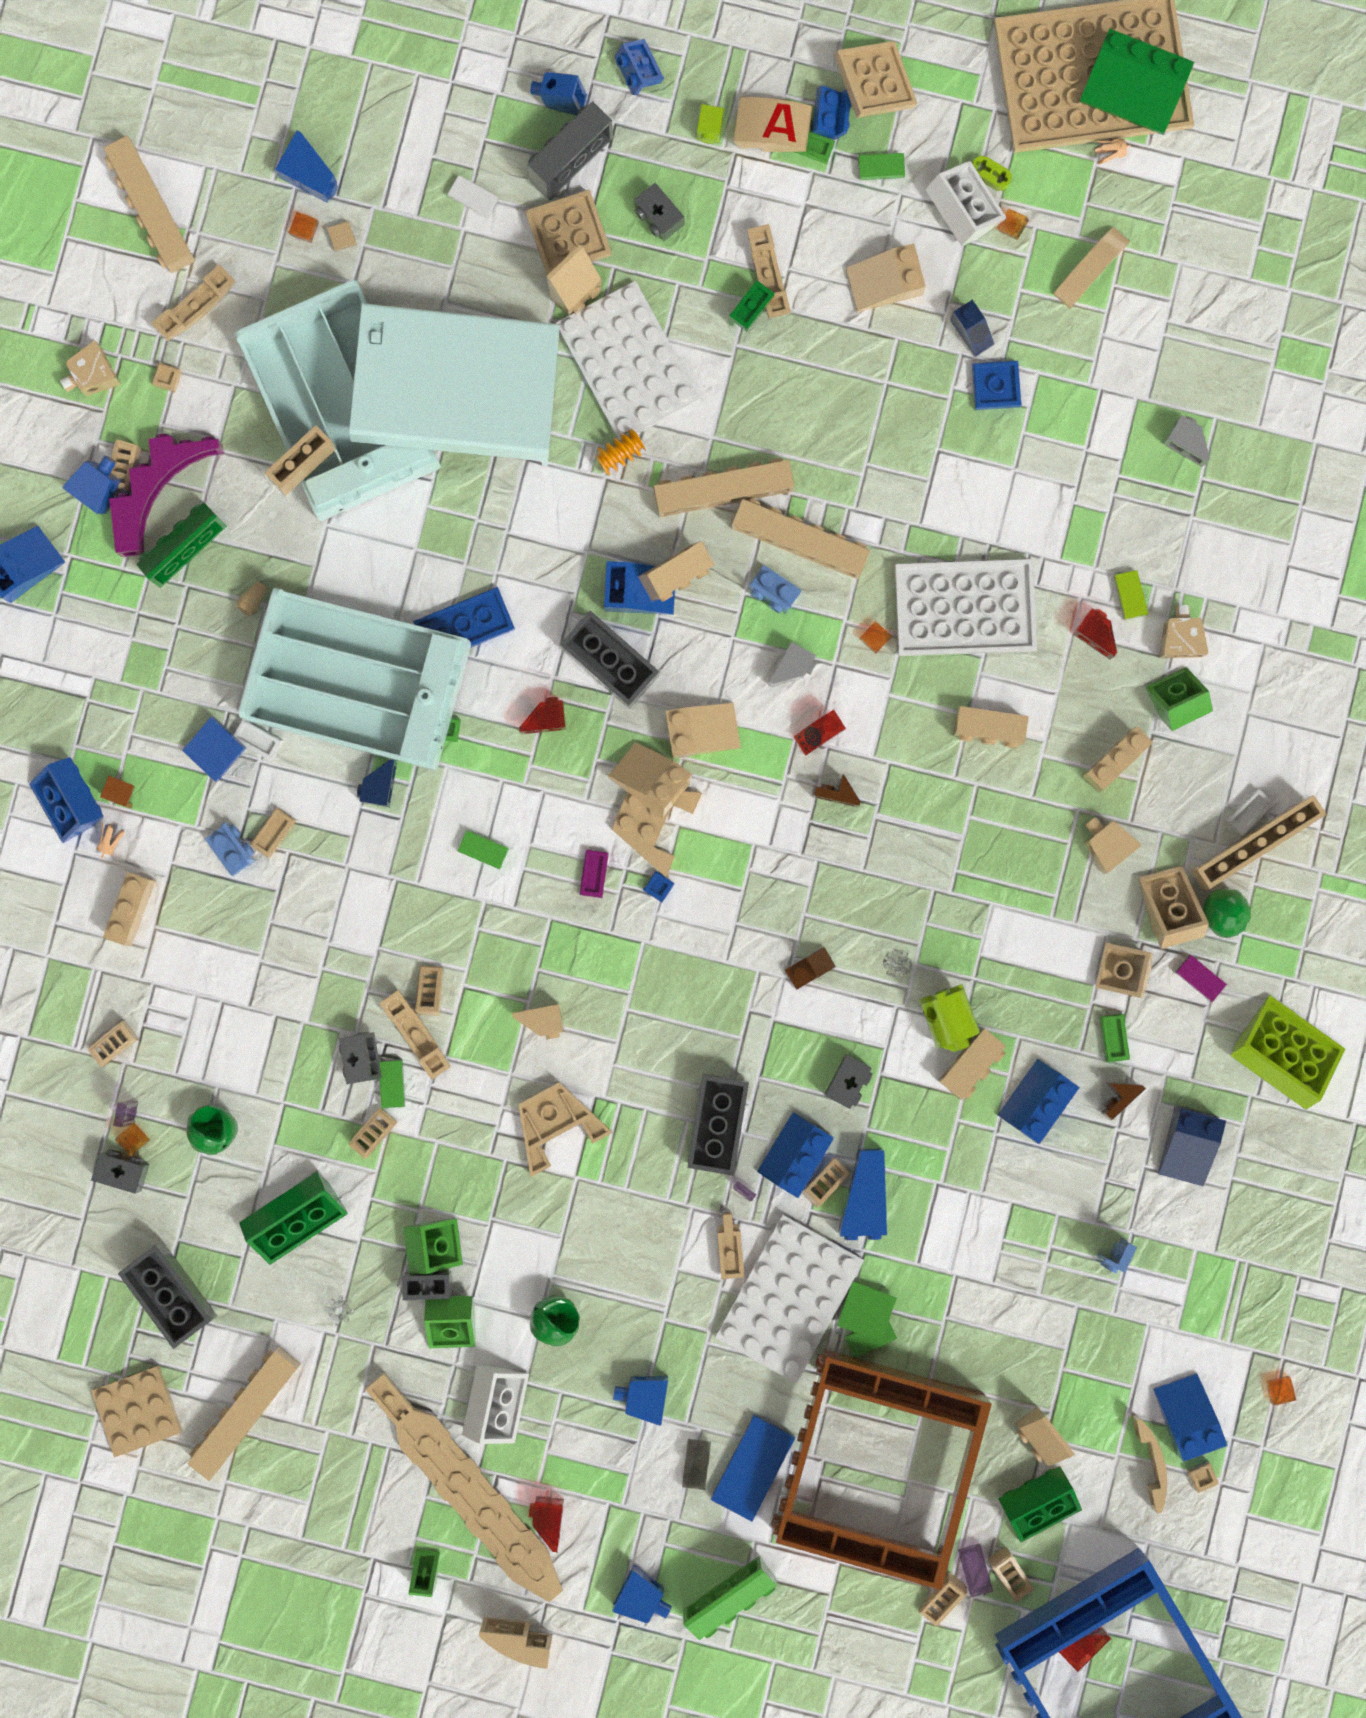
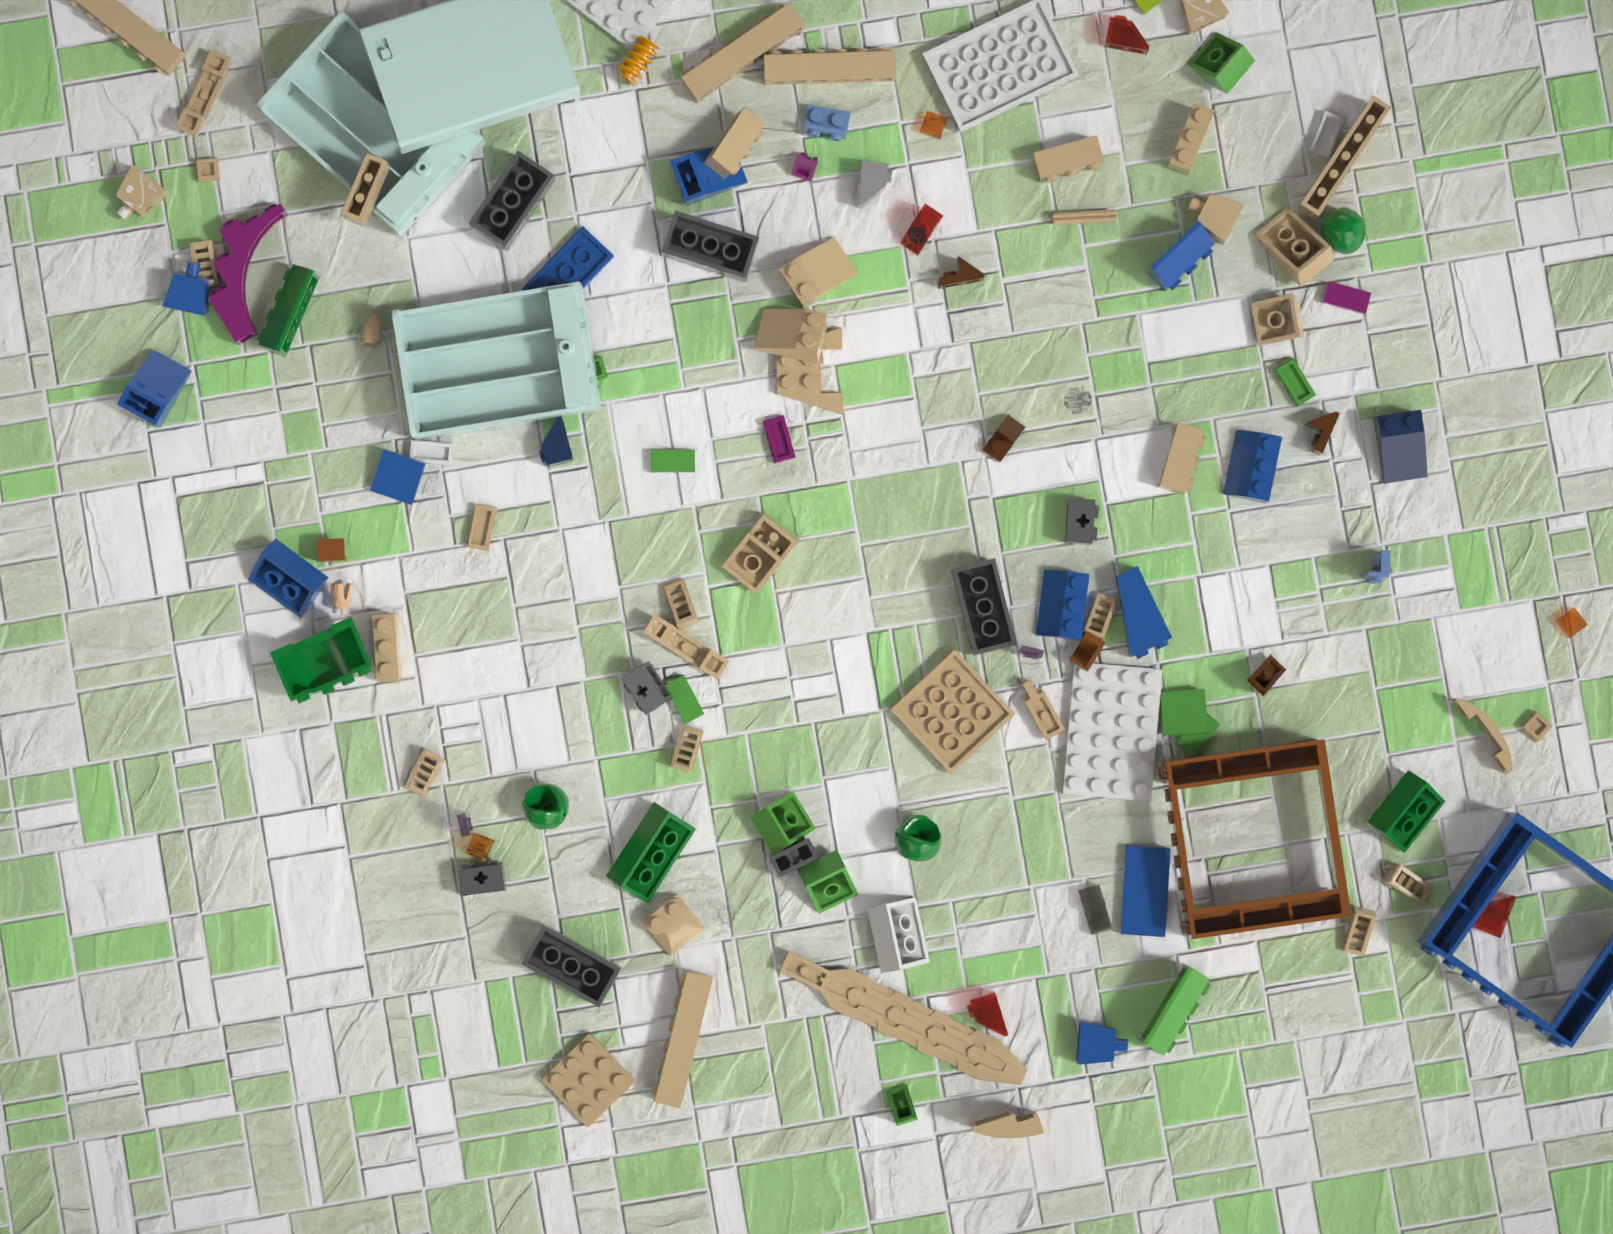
camera: 25 degrees left, 0 degrees up
(57, 895) = (322, 661): none -> green cylinder
(230, 848) = (450, 557): medium blue bracket -> none
(284, 1296) = (673, 924): none -> tan slope
(440, 533) = (512, 201): none -> dark grey brick
(527, 976) = (760, 553): none -> tan slope
(542, 1020) = (791, 586): tan slope -> none
(546, 717) = (676, 321): clear red slope -> none
(549, 1116) = (834, 666): tan wing -> none
(643, 1211) = (952, 711): none -> tan plate
(644, 1397) = (1024, 871): blue torso -> none
(658, 886) = (840, 425): blue tile -> none
(734, 624) = (804, 167): none -> magenta tile
(799, 1211) = (1087, 651): none -> dark orange panel
(950, 1018) = (1144, 427): lime cylinder -> none
(961, 1311) = (1266, 675): none -> reddish brown slope
(975, 1570) = (1376, 893): clear purple tile -> none
(981, 789) = (1083, 217): none -> tan axle
(1044, 1438) = (1384, 752): tan slope -> none
(1058, 870) = (1182, 257): none -> blue slope
(1189, 1417) = (1502, 679): blue slope -> none
(1288, 1053) = (1450, 328): lime slope -> none

